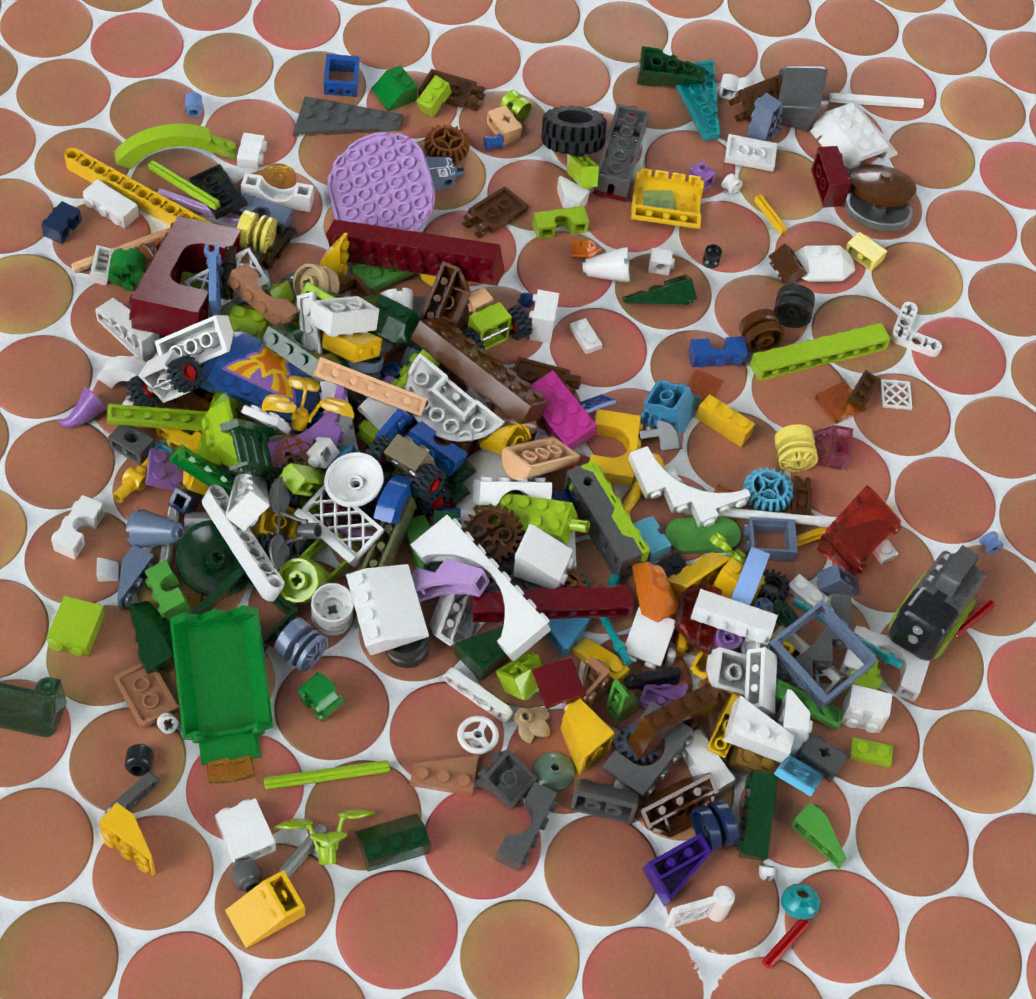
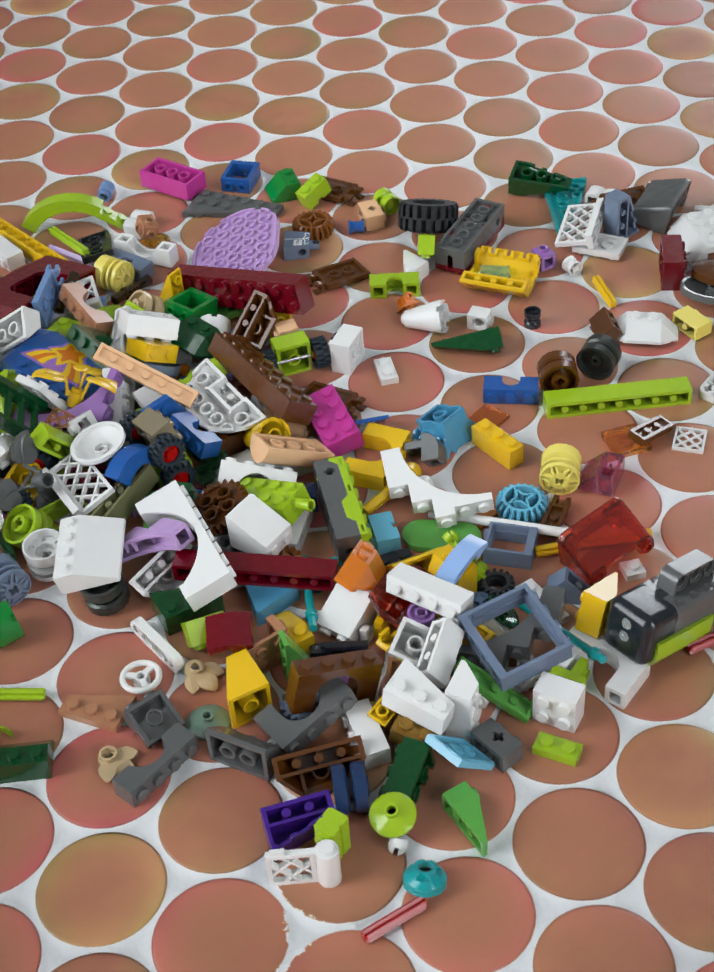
camera: 25 degrees right, 15 degrees down
(268, 84) = (173, 178): none -> dark pink brick
(268, 161) = (146, 226): none -> nougat brick
(368, 264) = (203, 304): none -> green window
(489, 831) = (114, 760): none -> tan plate
(714, 874) = (335, 827): none -> lime brick
(742, 133) = (592, 225): none -> white fence
(753, 854) = (394, 824): none -> lime dish
(878, 605) = (595, 606): none -> yellow slope

